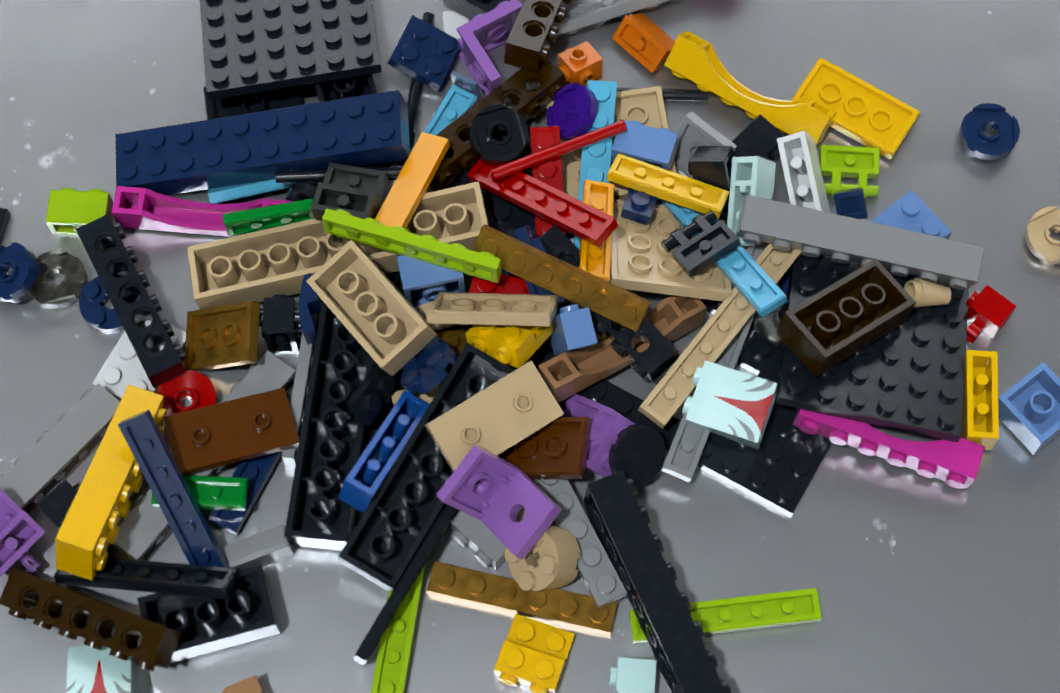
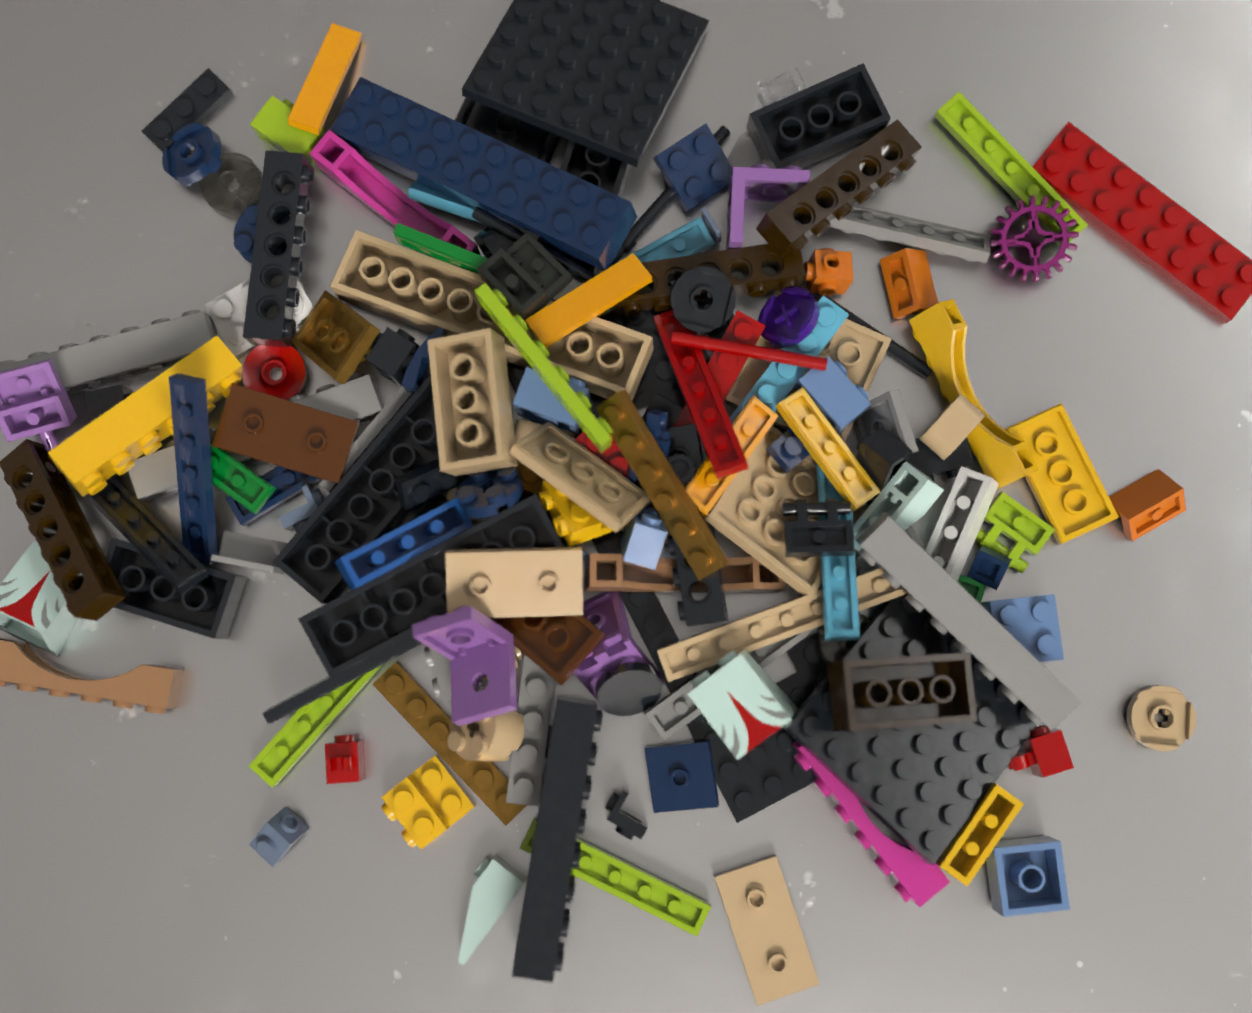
camera: 30 degrees right, 15 degrees up
(85, 155) = (324, 79): none -> light orange tile
(280, 497) = (296, 518): none -> sand blue bracket
(444, 662) = (345, 760): none -> red brick
(705, 567) = (626, 823): none -> black bracket
(724, 503) = (681, 776): none -> dark blue plate
(750, 116) = (952, 426): none -> tan beam
(872, 582) = (766, 930): none -> tan plate
(927, 293) = (996, 706): tan cone -> none
(936, 90) = (1148, 503): none -> orange panel
(986, 147) = (1188, 574): dark blue plate -> none

